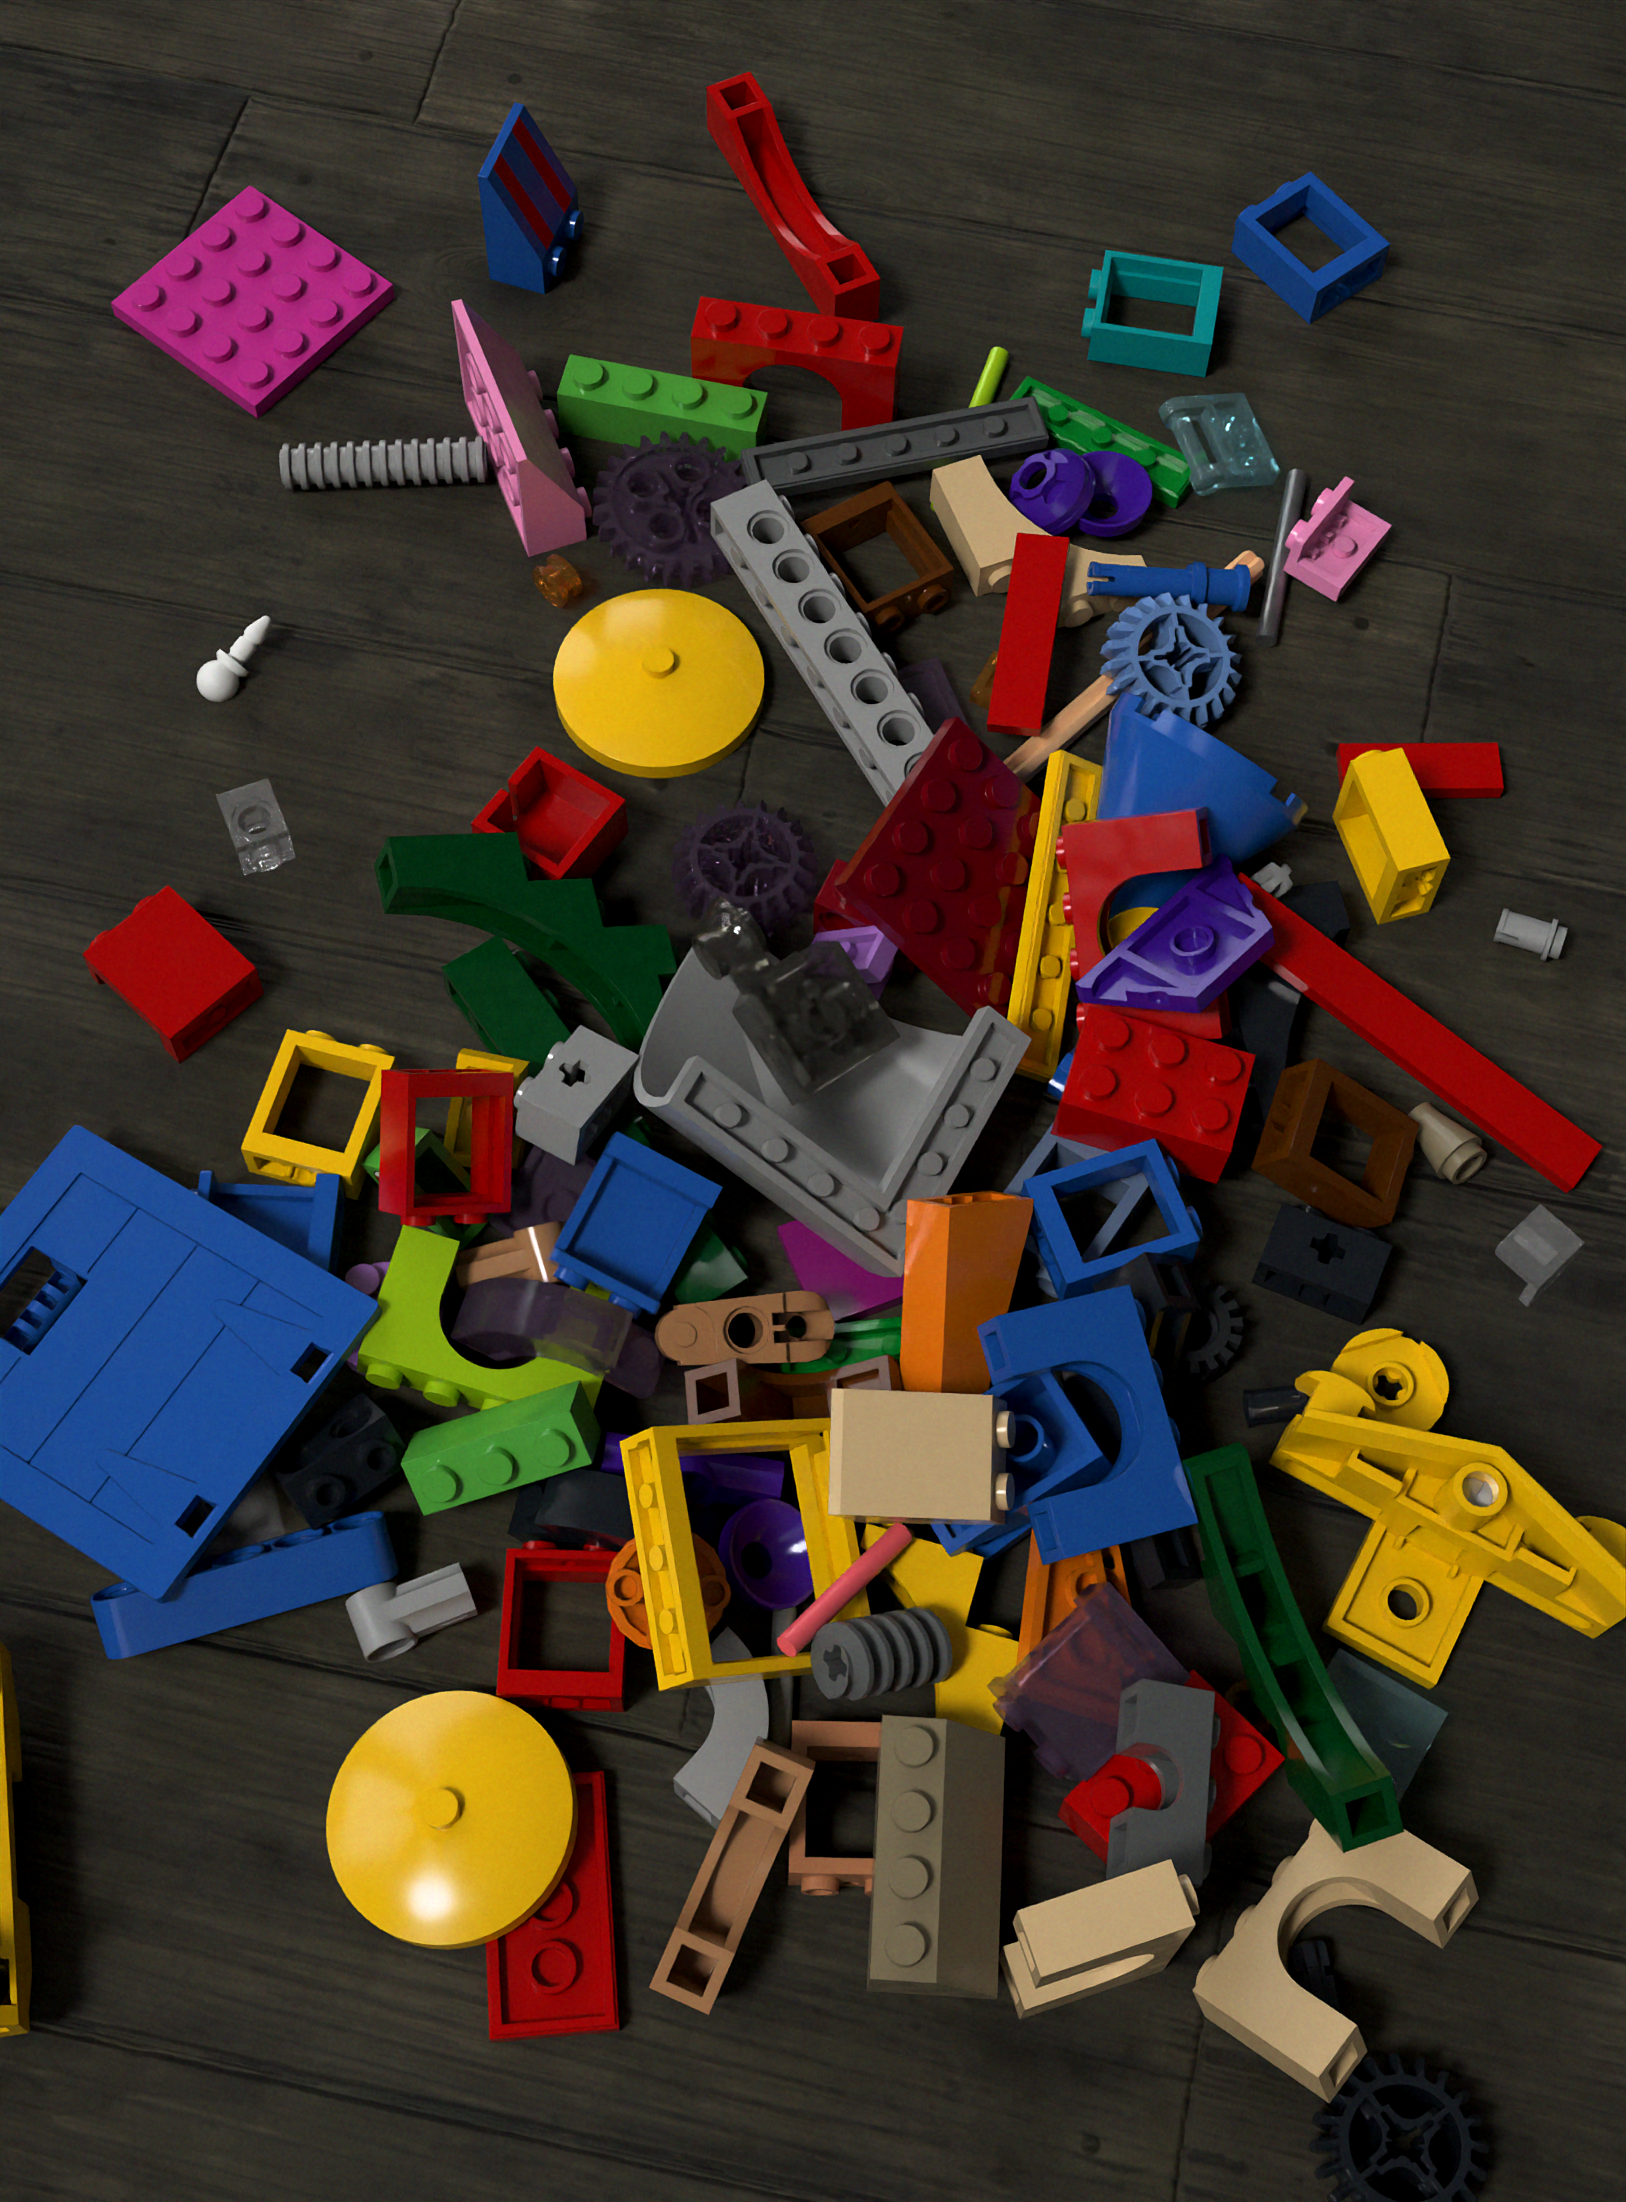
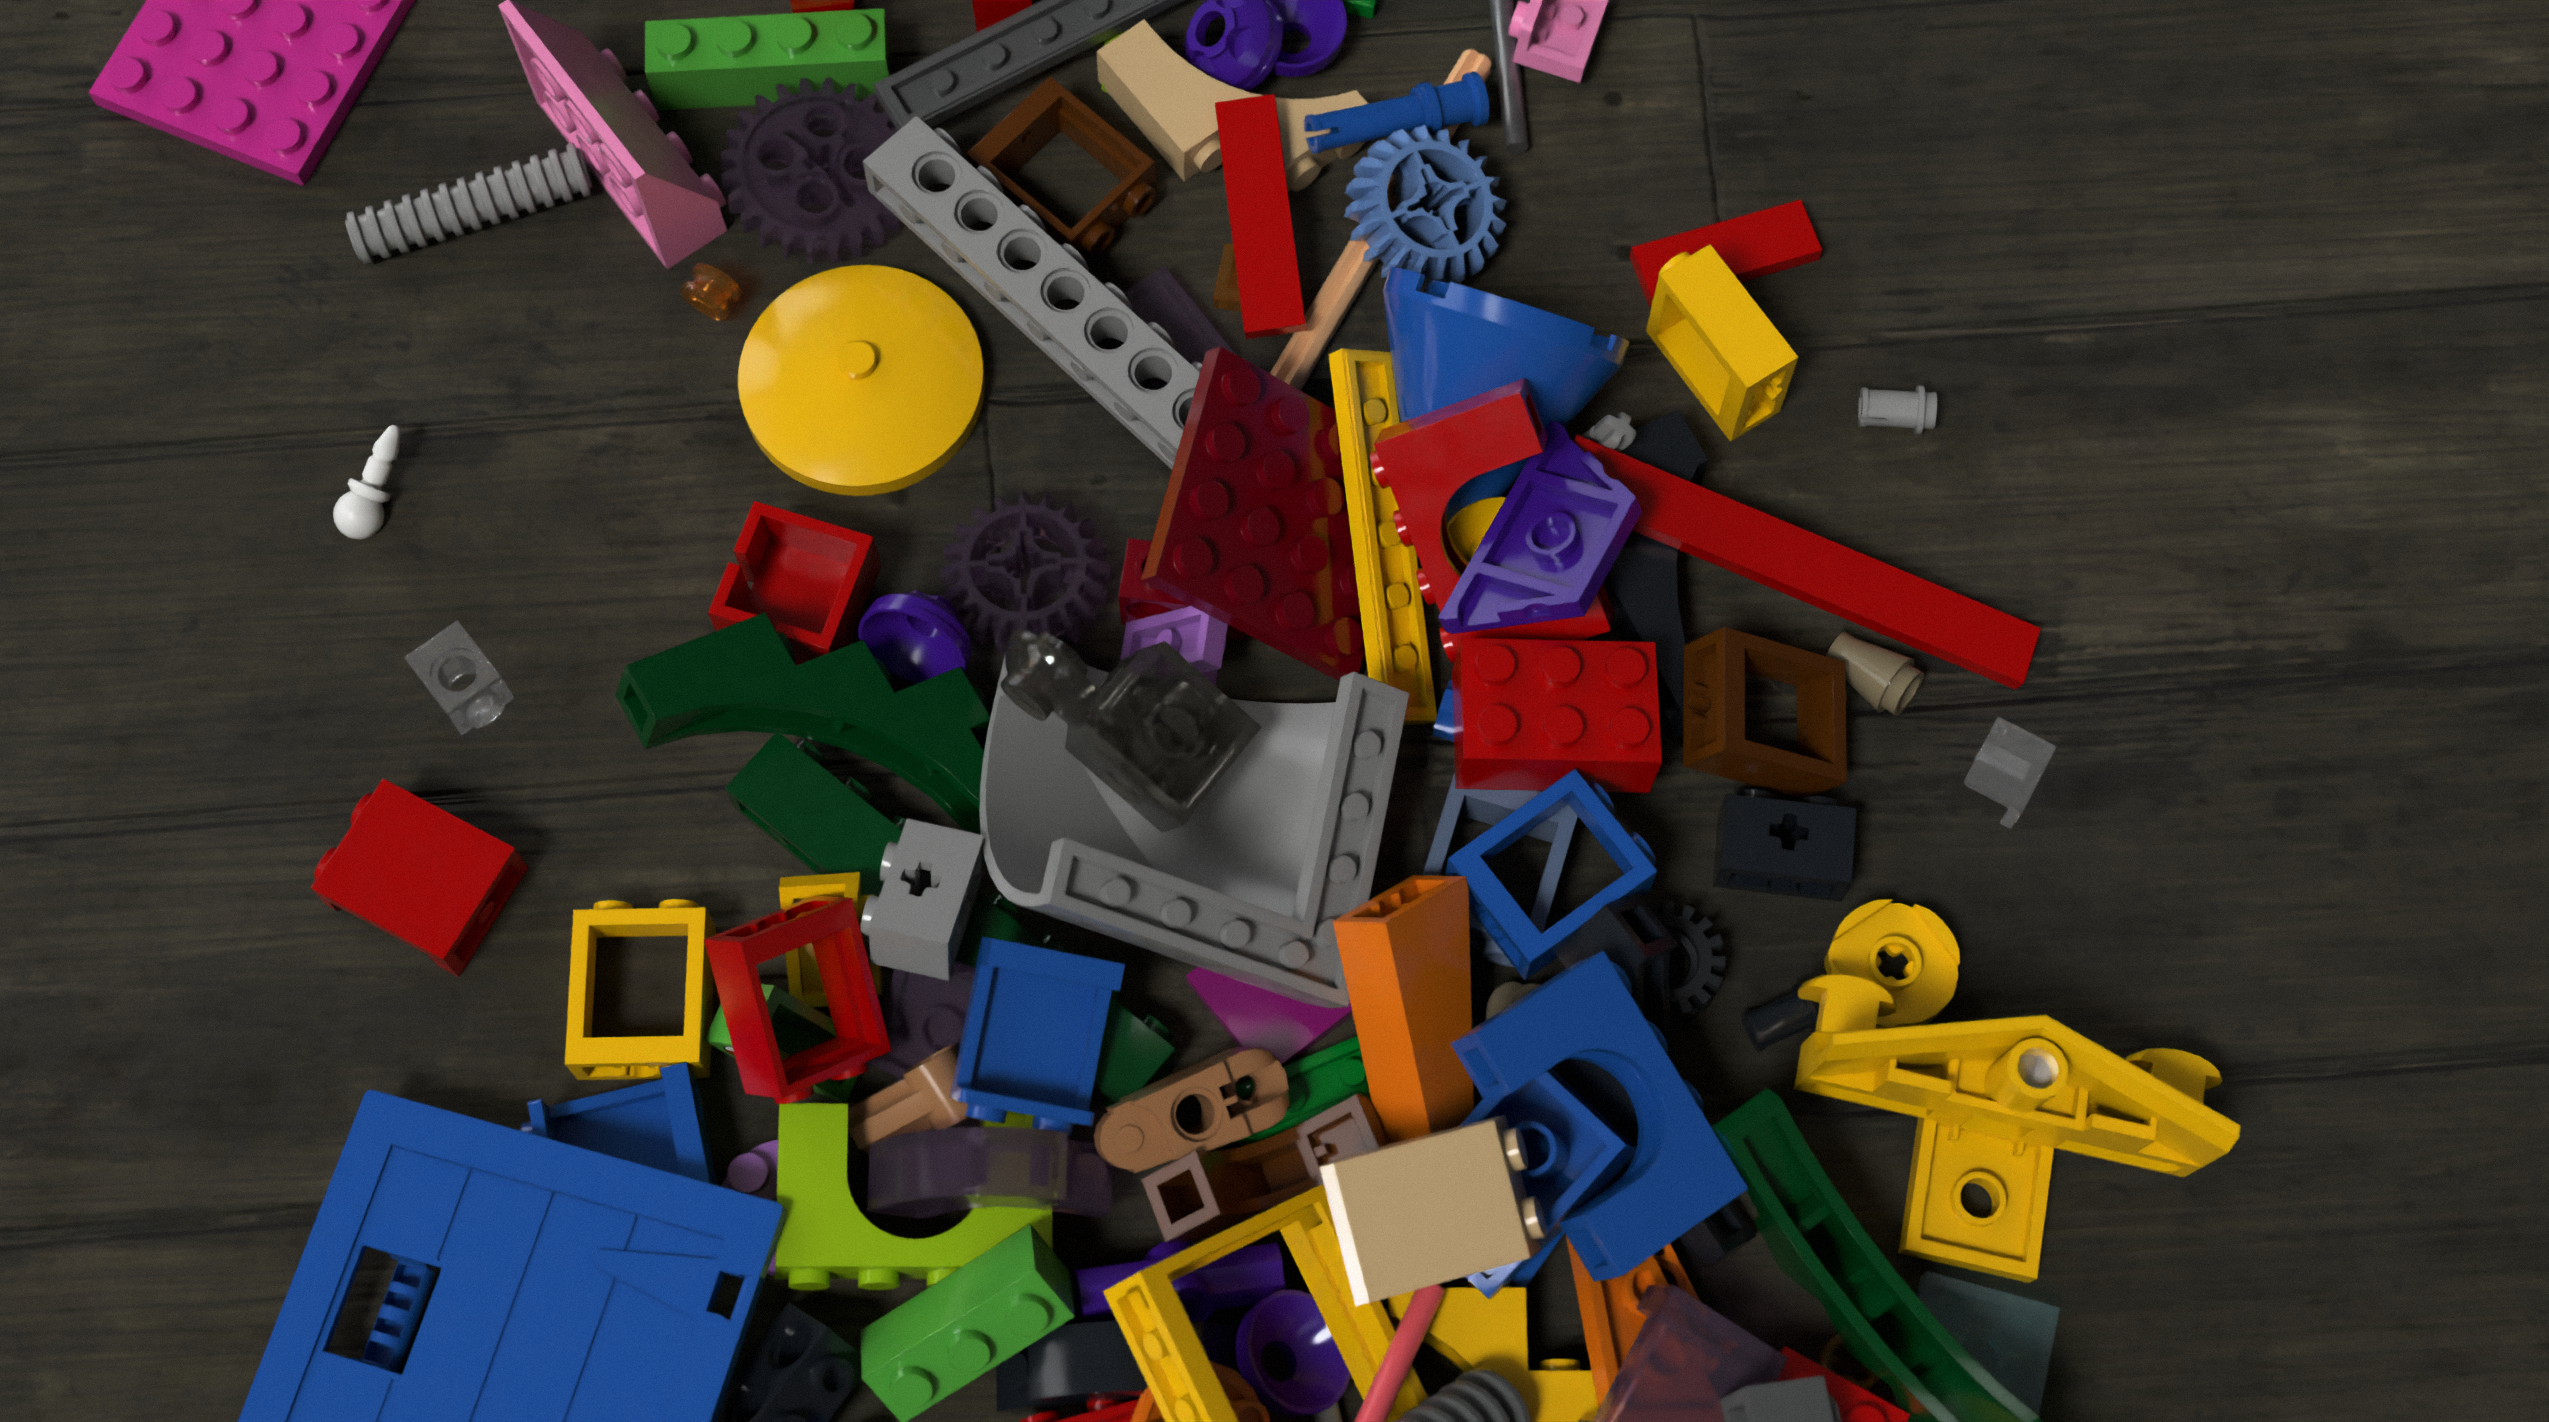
camera: 15 degrees left, 5 degrees up
(629, 897) = (915, 635): none -> dark purple piece

